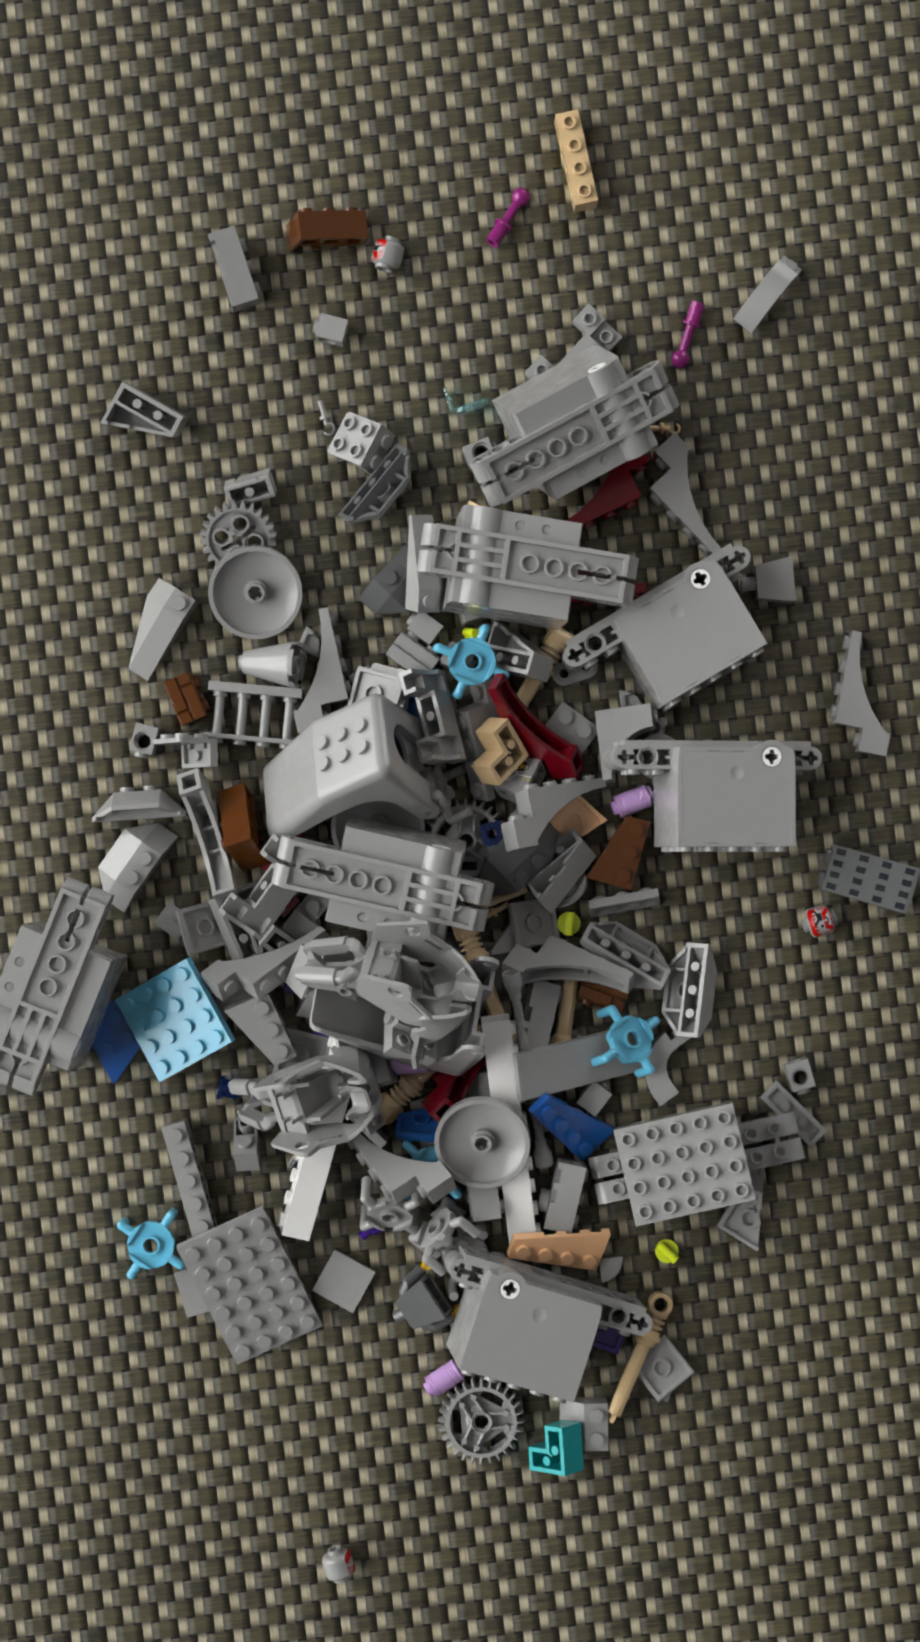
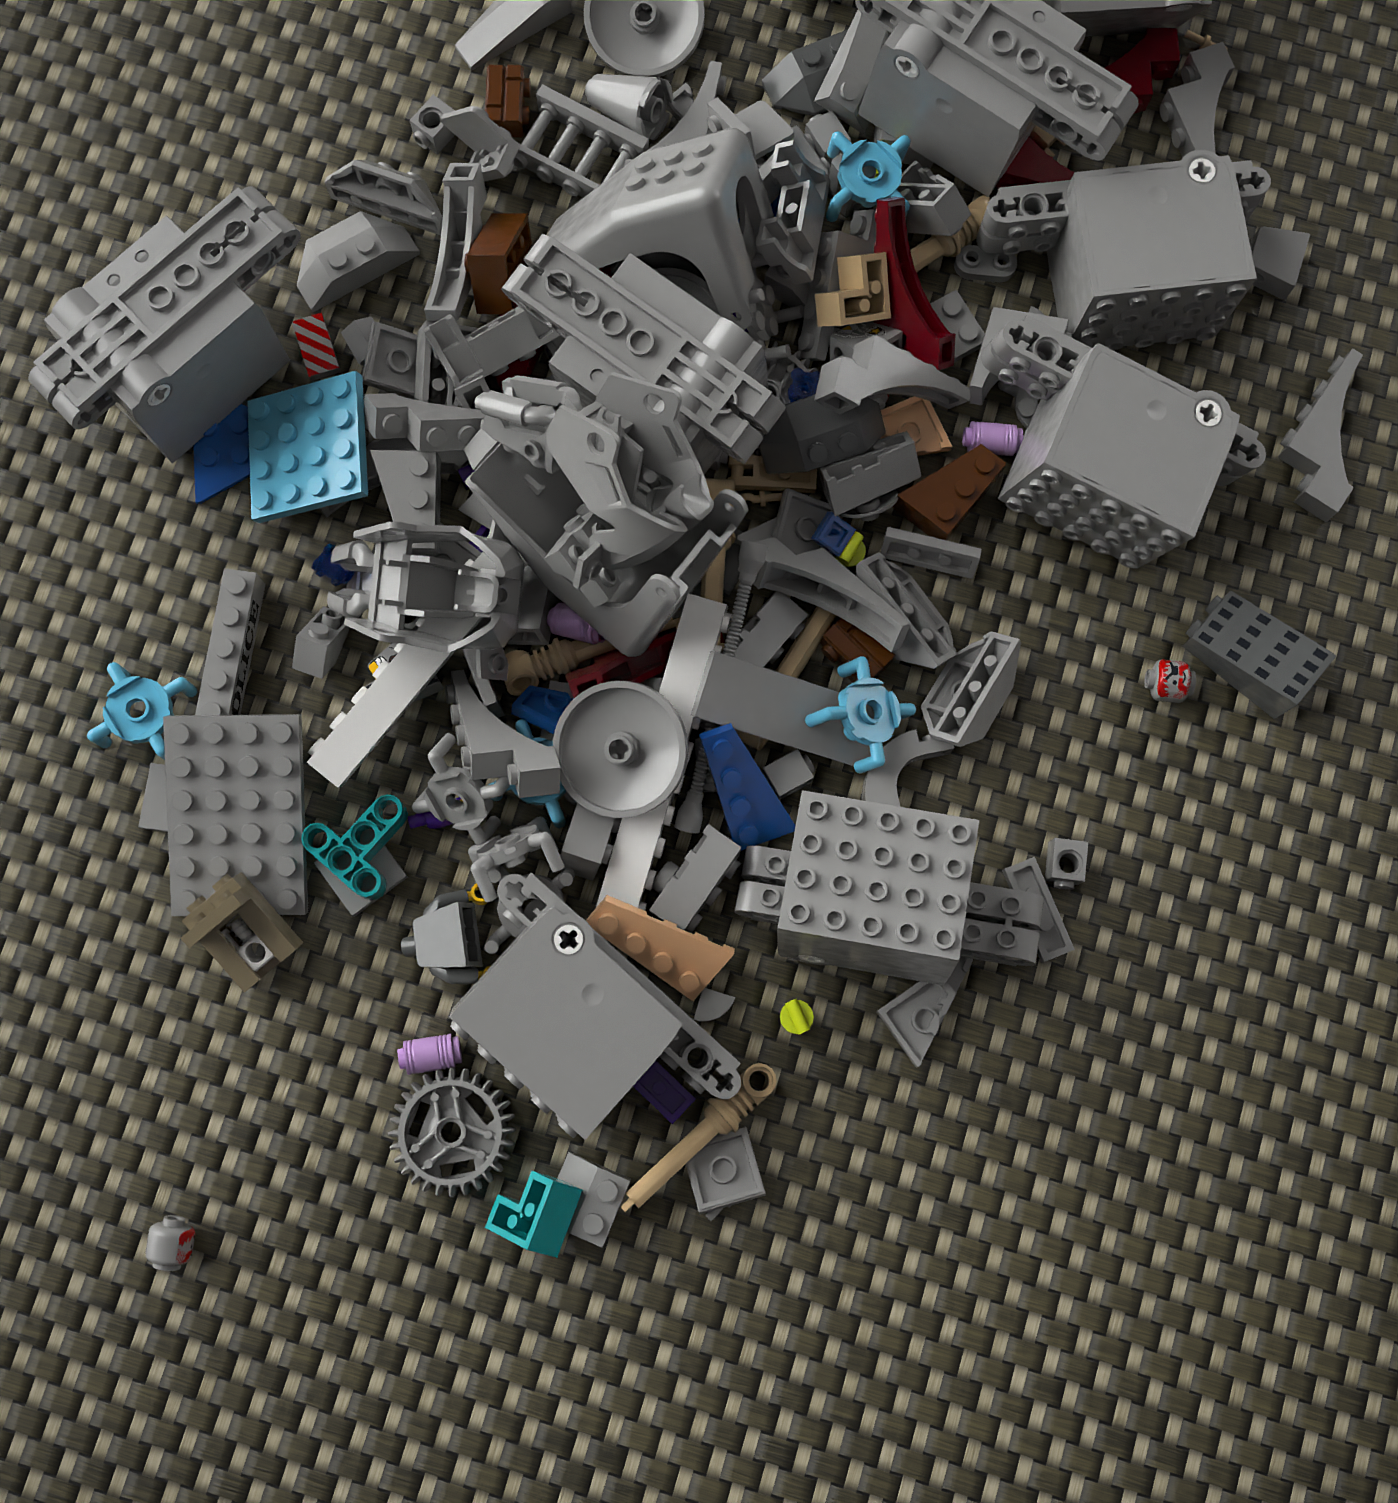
camera: 10 degrees right, 10 degrees down
(140, 938) = (316, 346): none -> tile
(281, 1355) = (209, 926): none -> dark tan brick
(337, 1272) = (350, 844): none -> teal beam
(371, 654) = (758, 122): none -> light grey bracket
(554, 922) = (833, 534): none -> blue tile

